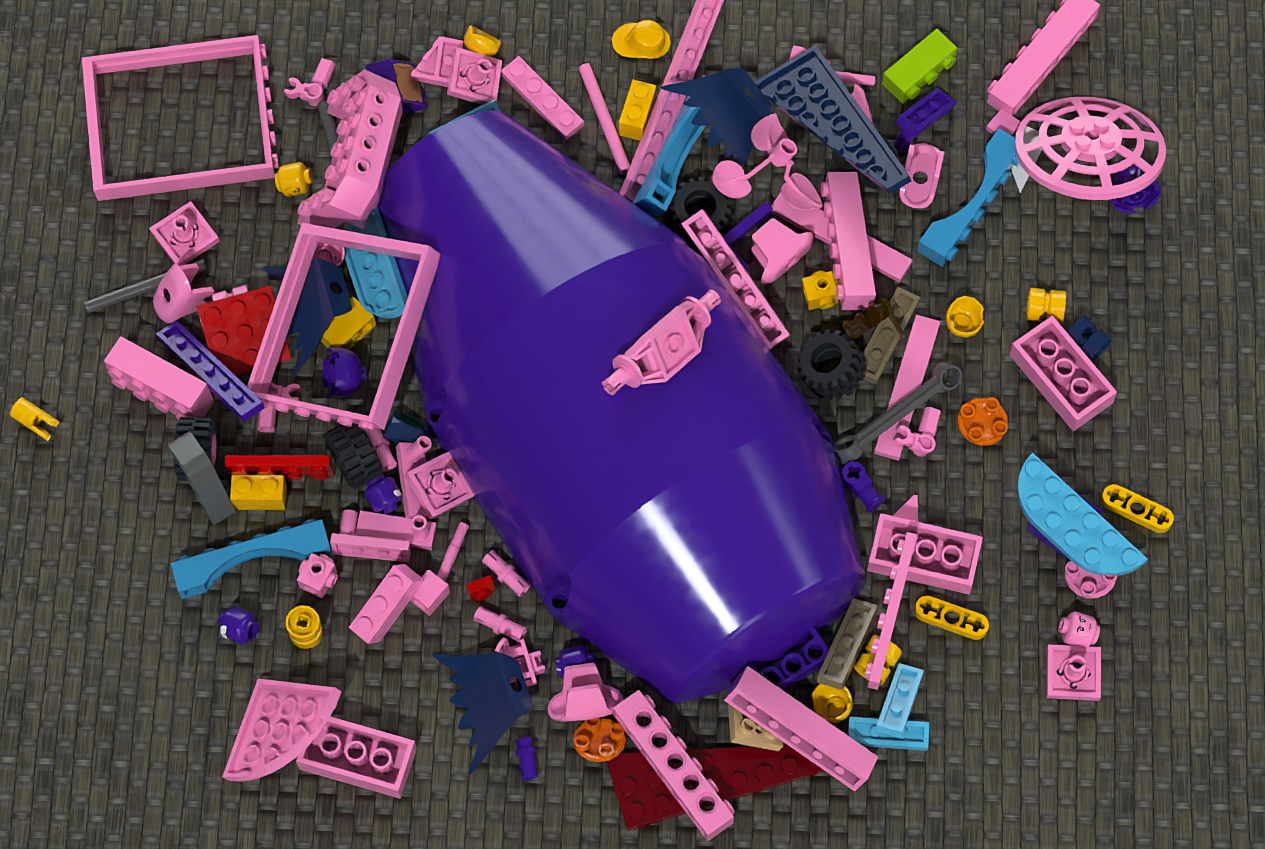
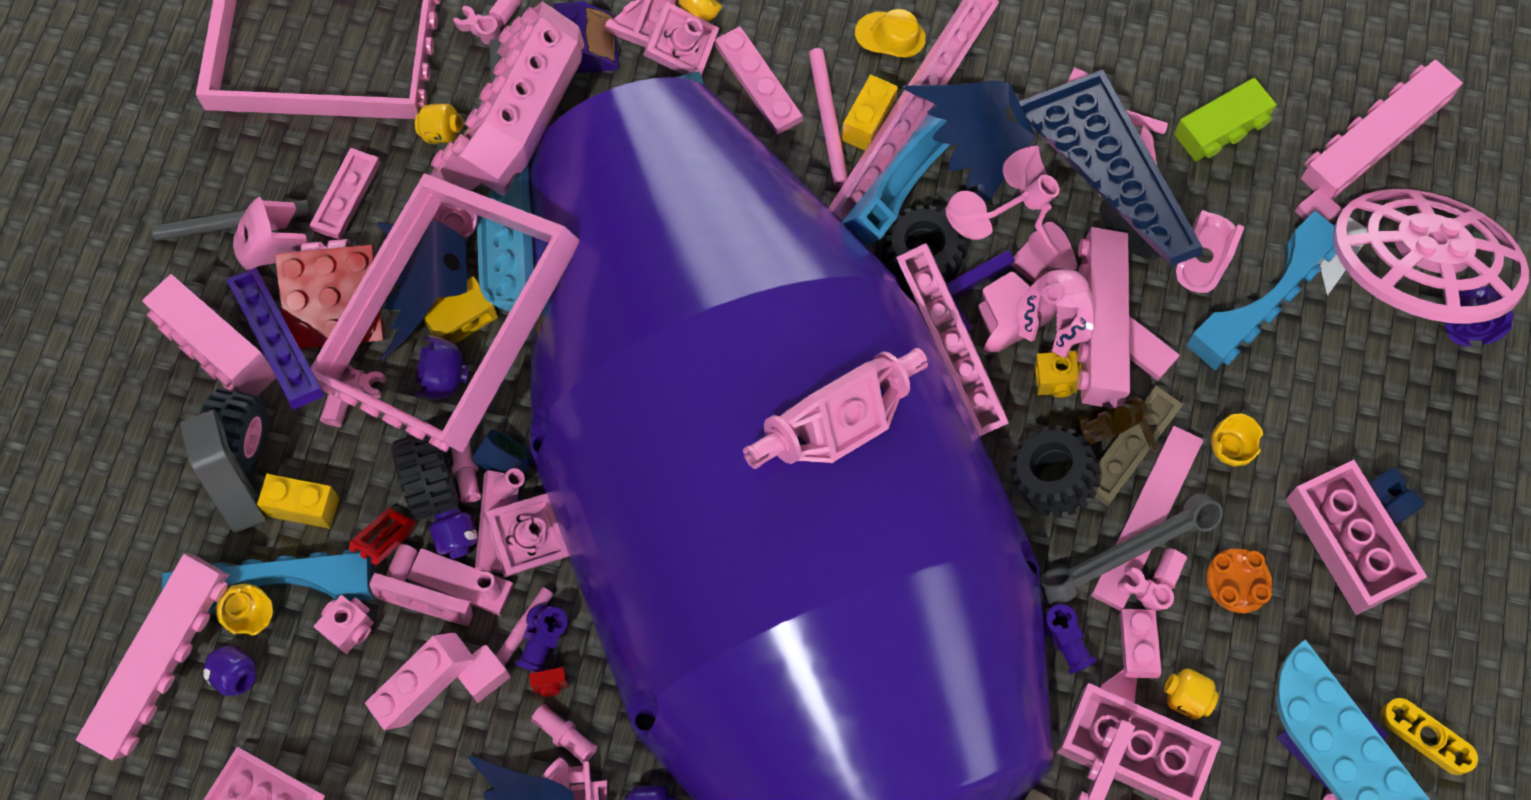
camera: 10 degrees right, 0 degrees up
(31, 417) = (51, 355): yellow hinge -> none
(178, 229) = (289, 158): bright pink plate -> none
(181, 623) = (153, 658): none -> bright pink brick
(232, 249) = (345, 194): none -> bright pink plate
(239, 578) = (244, 609): none -> yellow hair
(287, 465) = (344, 476): red plate -> none
(304, 627) = (310, 690): yellow wheel -> none
(325, 516) = (359, 542): none -> red tile
(467, 556) = (541, 635): none -> dark purple connector
(506, 573) = (586, 666): bright pink pin -> none
(825, 241) = (1074, 308): none -> bright pink piece
(915, 480) = (1140, 643): none -> bright pink plate
(922, 116) = (1219, 181): dark purple piece -> none
(958, 509) = (1191, 694): none -> yellow head
(1045, 305) = (1344, 444): yellow wheel -> none

